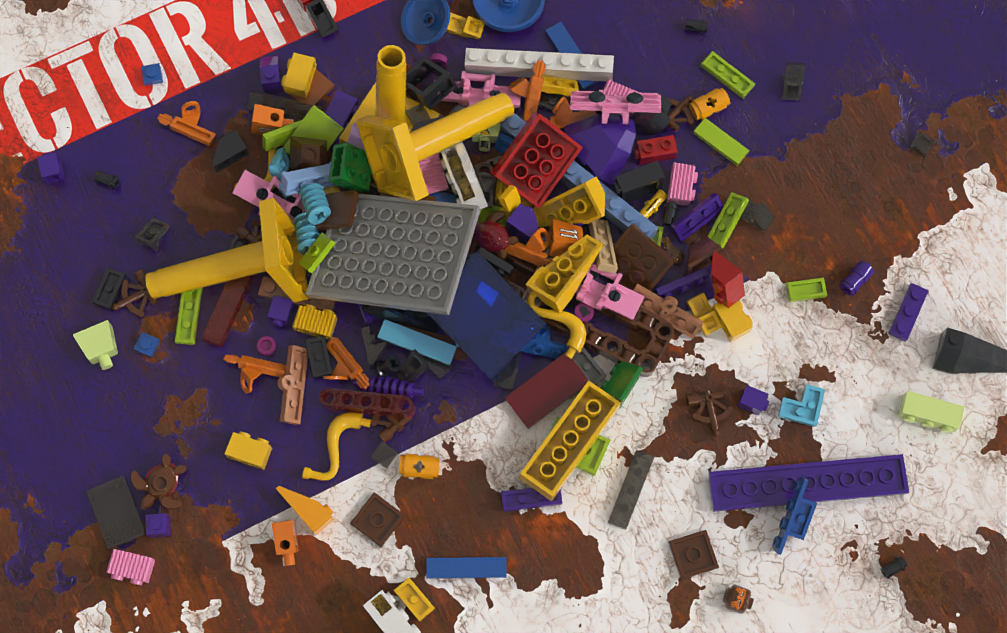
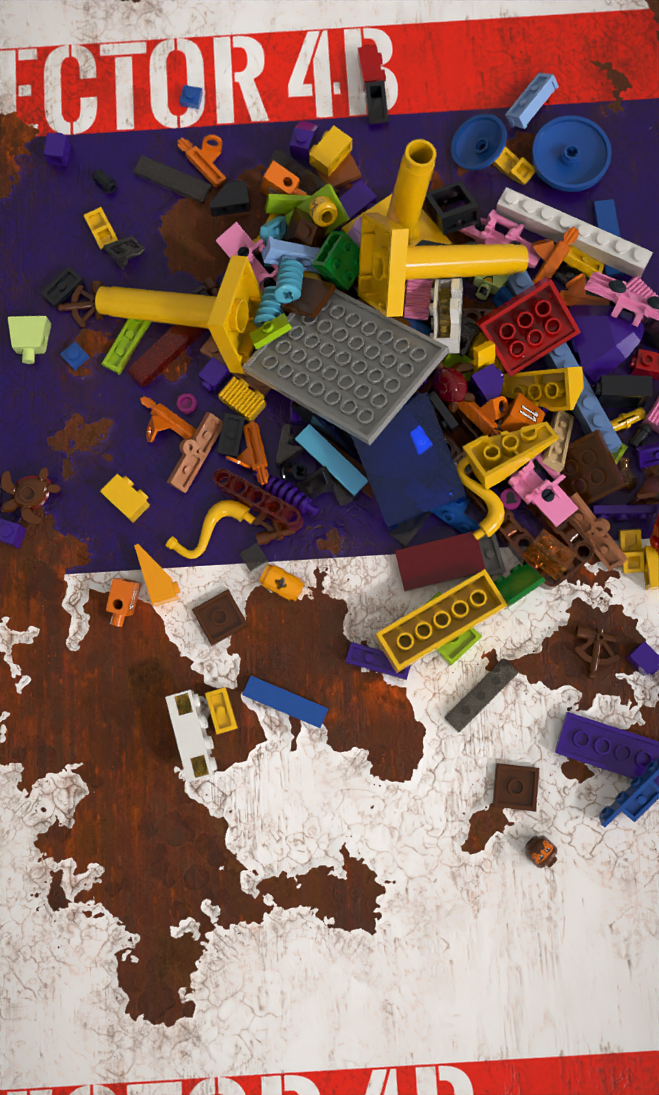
camera: 30 degrees right, 5 degrees up
(121, 222) = (100, 227): none -> yellow slope
(167, 154) = (172, 179): none -> clear smoke tile
(319, 131) = (323, 211): none -> yellow head
(417, 114) = (429, 233): clear smoke tile -> none
(439, 59) = (475, 189): magenta tile -> none
(637, 345) = (550, 554): none -> clear orange bracket

